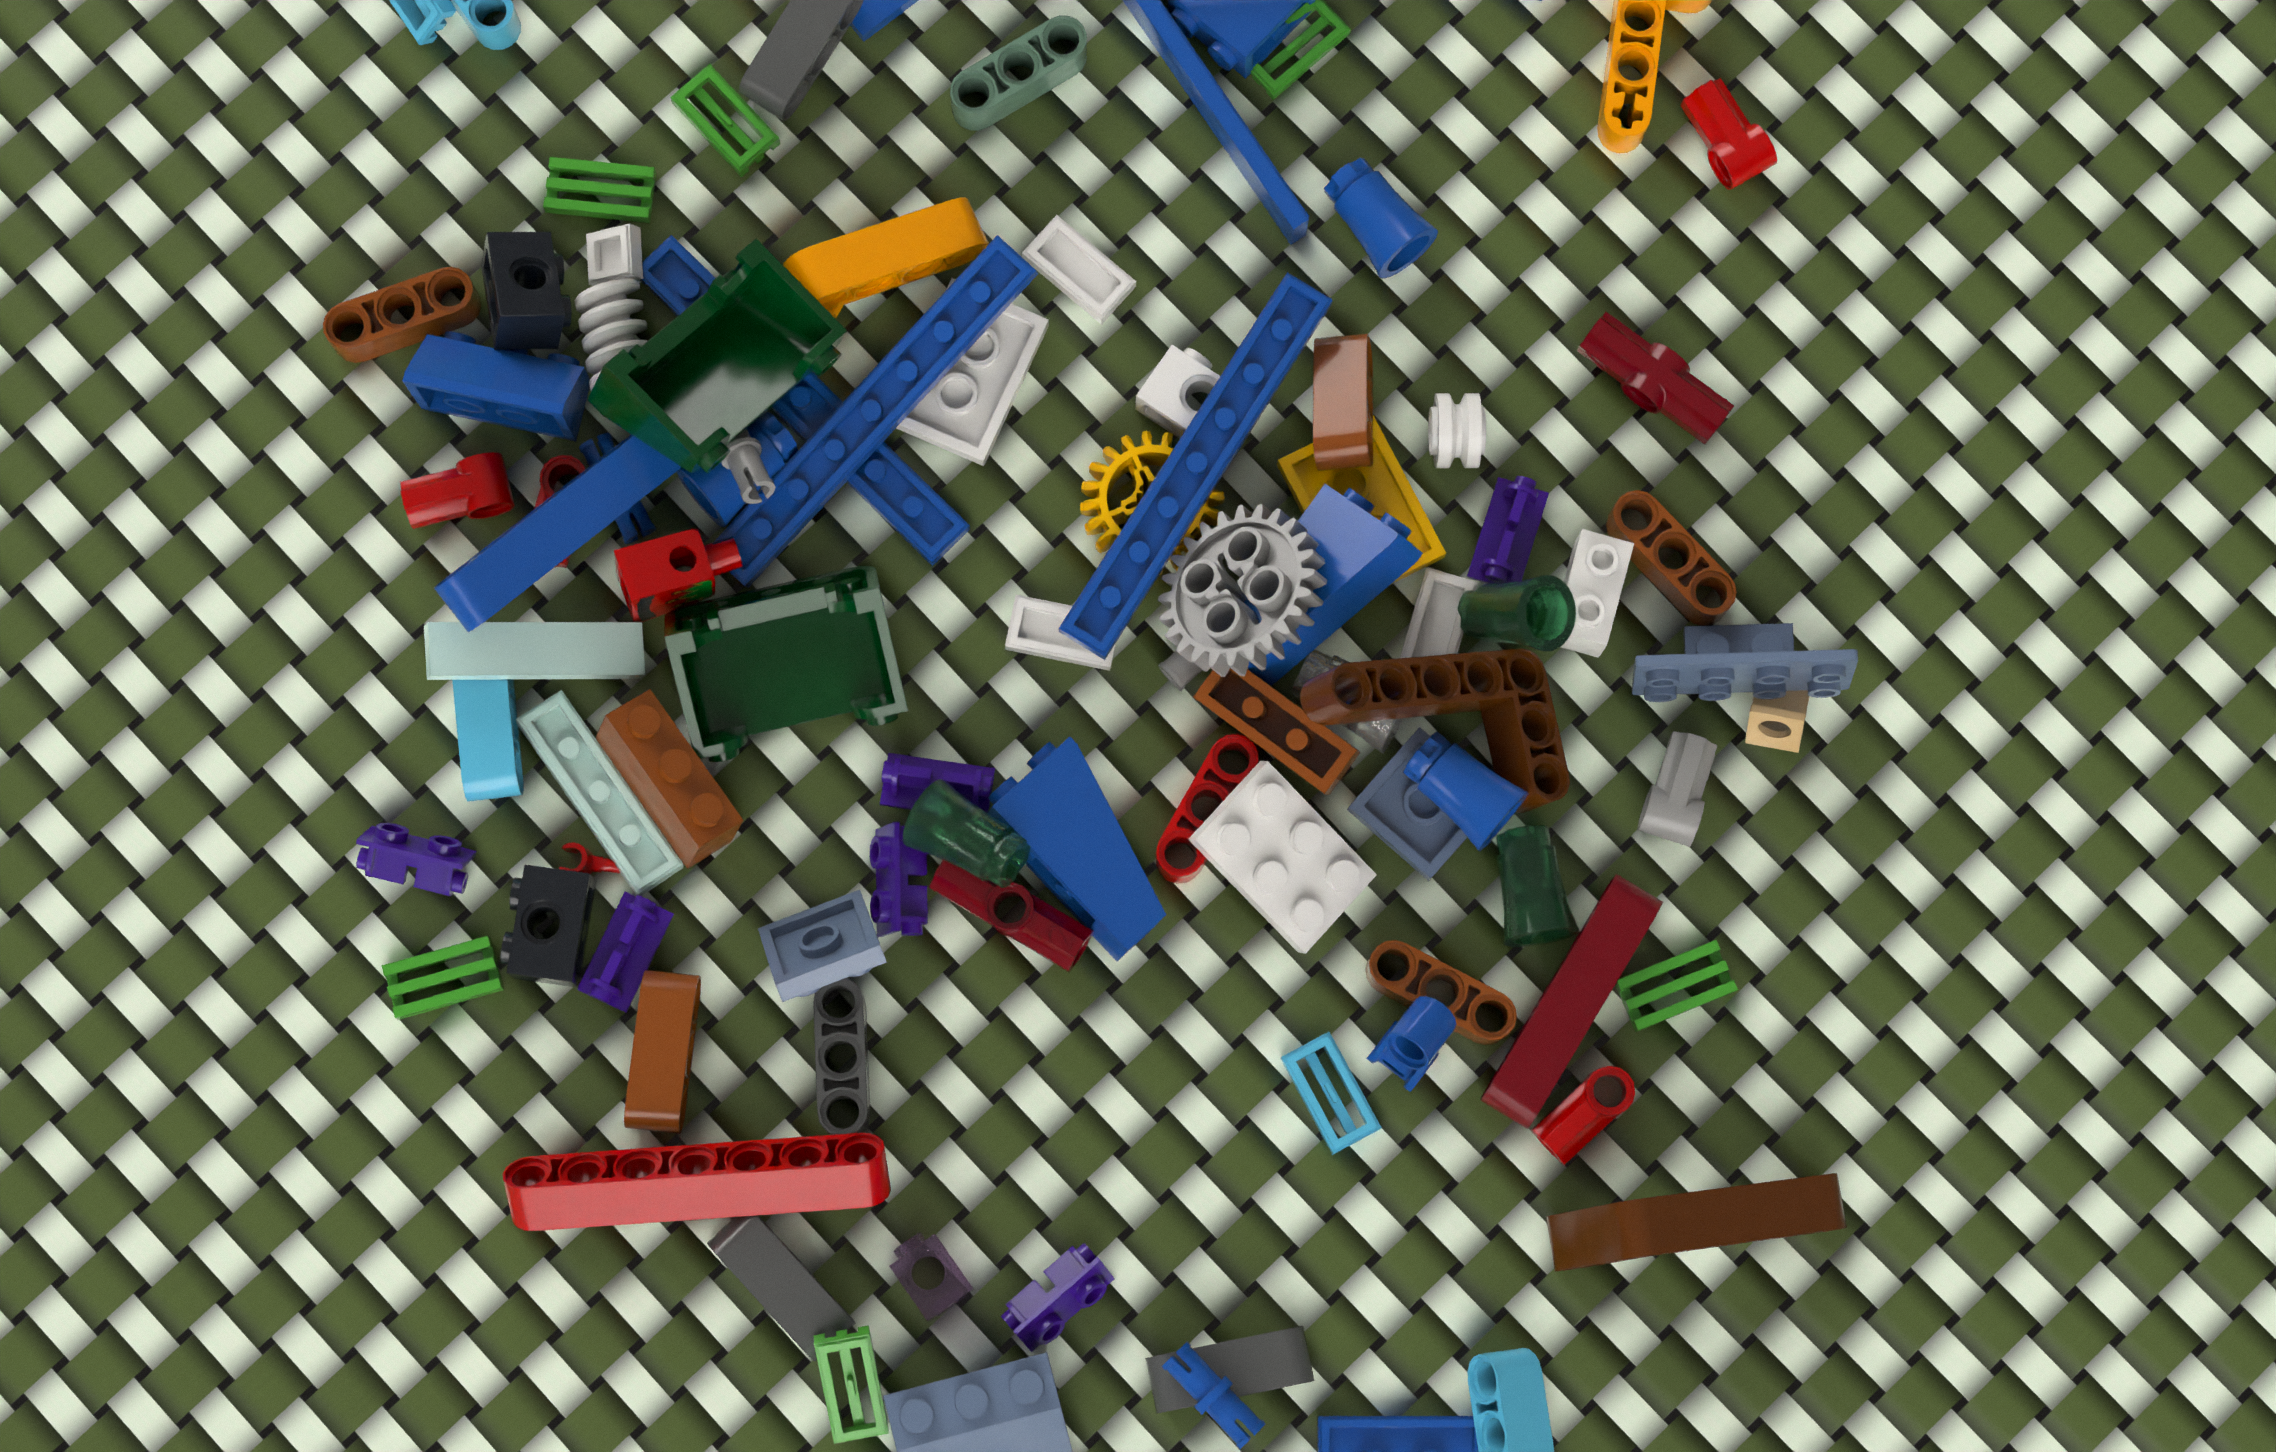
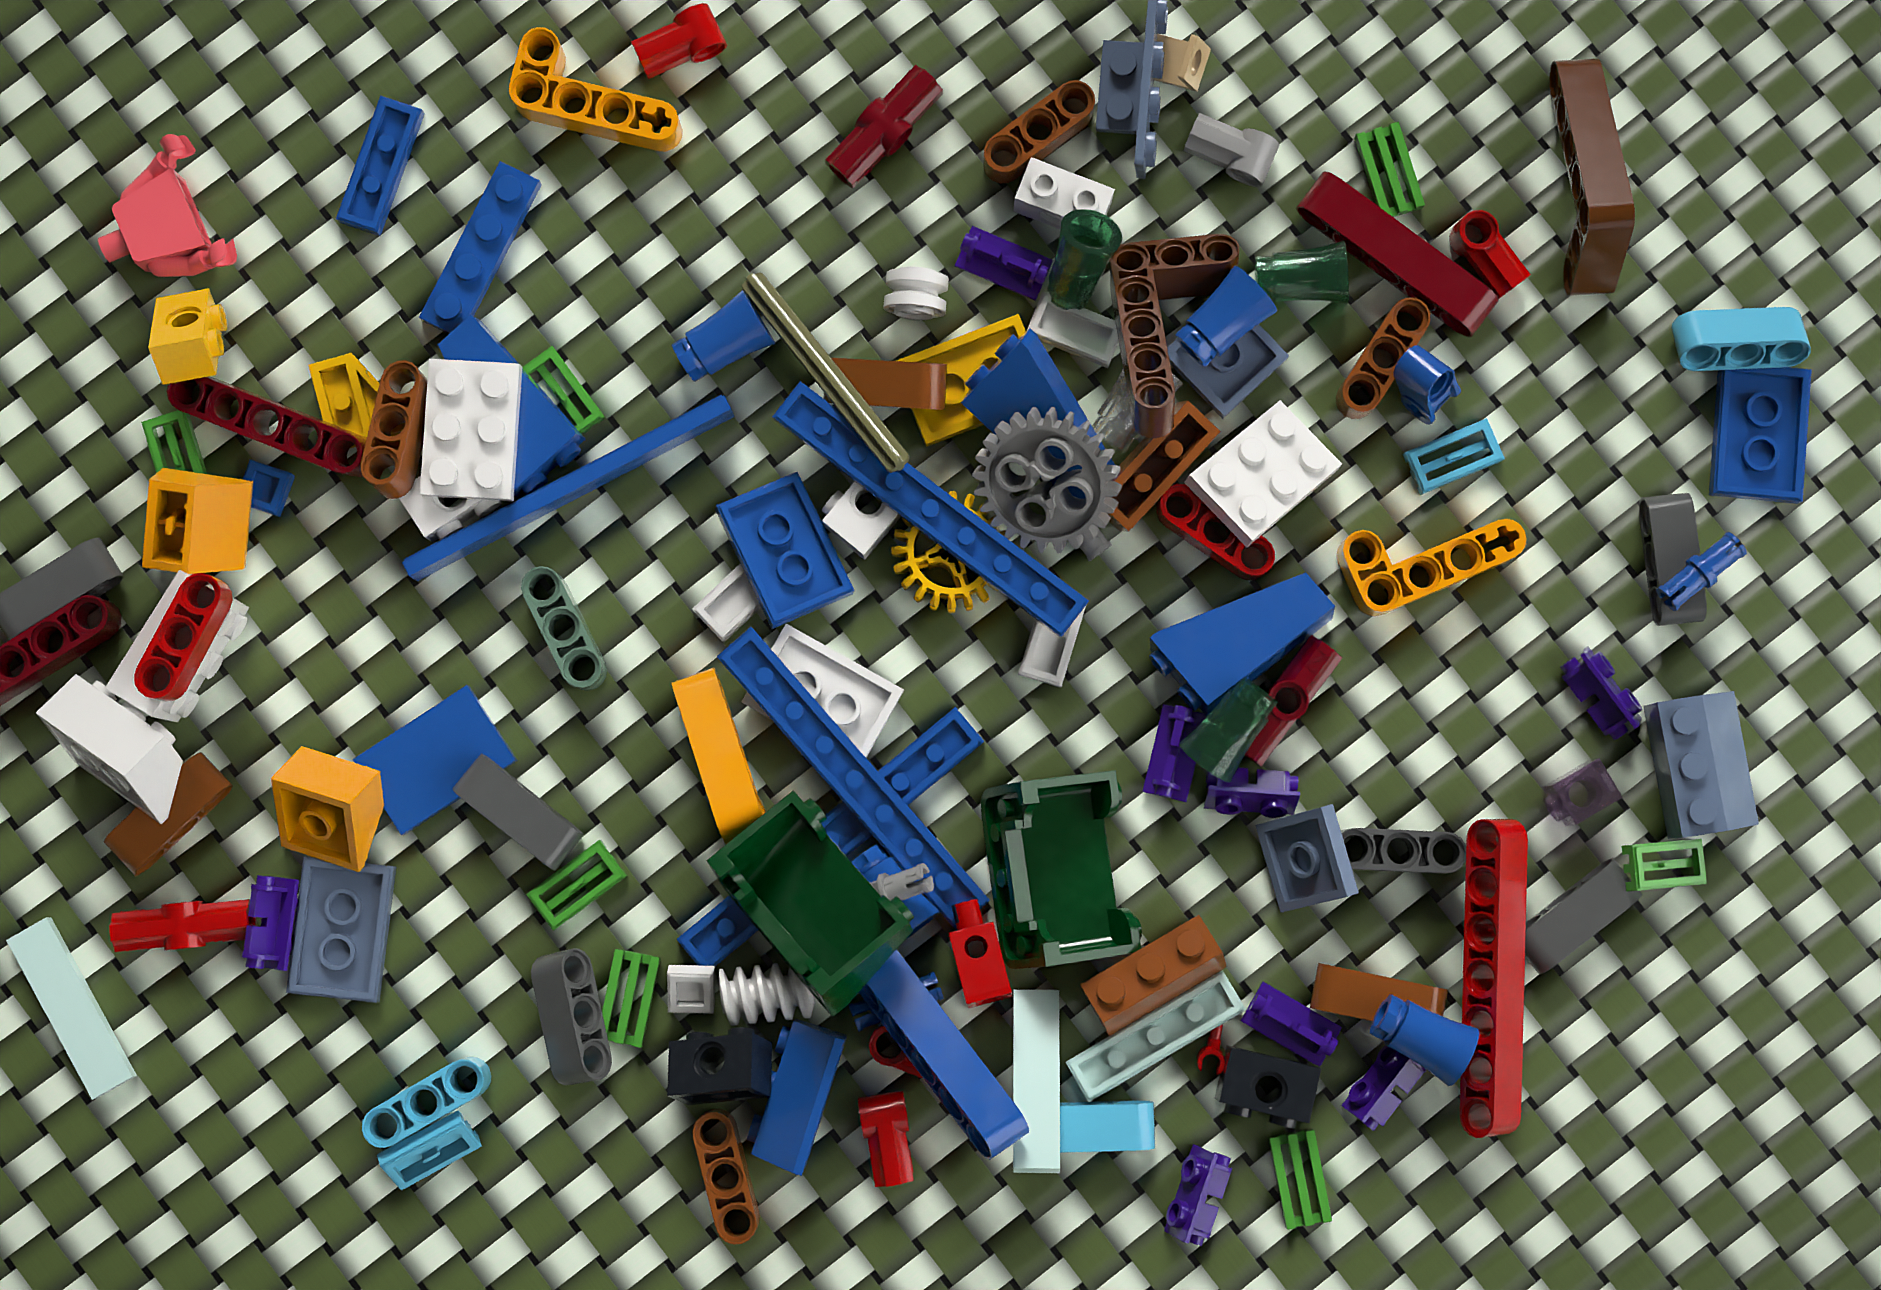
camera: 80 degrees left, 5 degrees up
(555, 144) = (571, 1017): none -> dark grey beam
(585, 1079) = (1371, 1096): none -> dark purple hinge
(616, 1095) = (1426, 1037): none -> blue plant
(1135, 311) = (784, 550): none -> blue tile
(1201, 1075) = (1435, 561): none -> light orange beam
(1346, 330) = (825, 373): none -> olive axle

